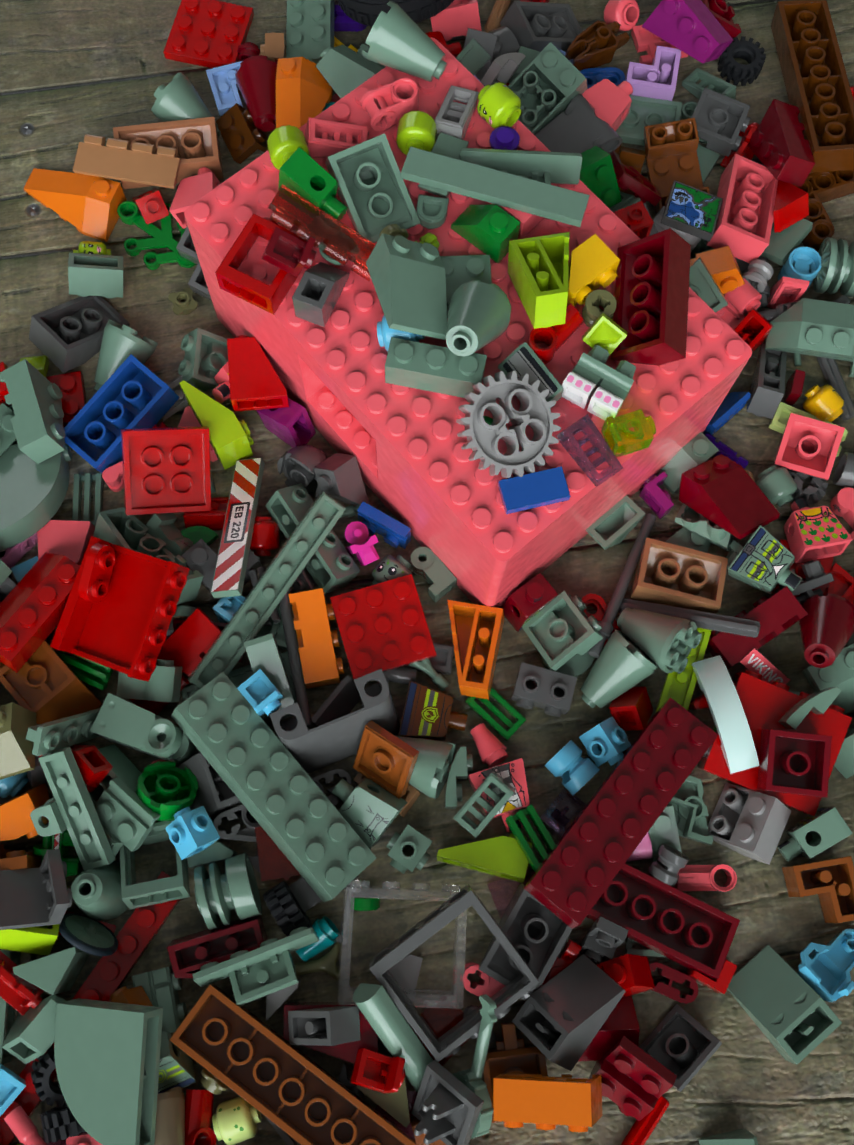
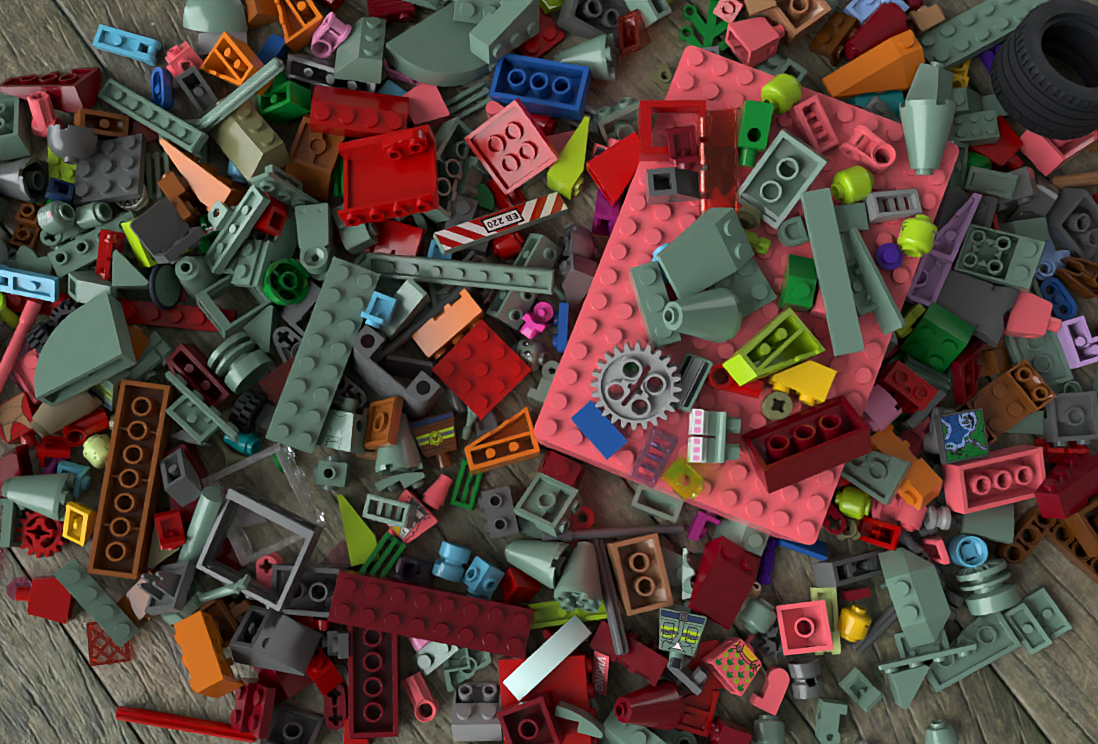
camera: 70 degrees right, 10 degrees up
(119, 304) = (632, 33): none -> clear red slope
(192, 831) = (263, 316): medium azure brick -> none
(503, 68) = (1004, 215): light grey slope -> none
(604, 334) = (754, 421): lime tile -> none
(668, 865) = (413, 666): dark grey wheel -> none
(789, 206) = (1015, 515): red slope -> none

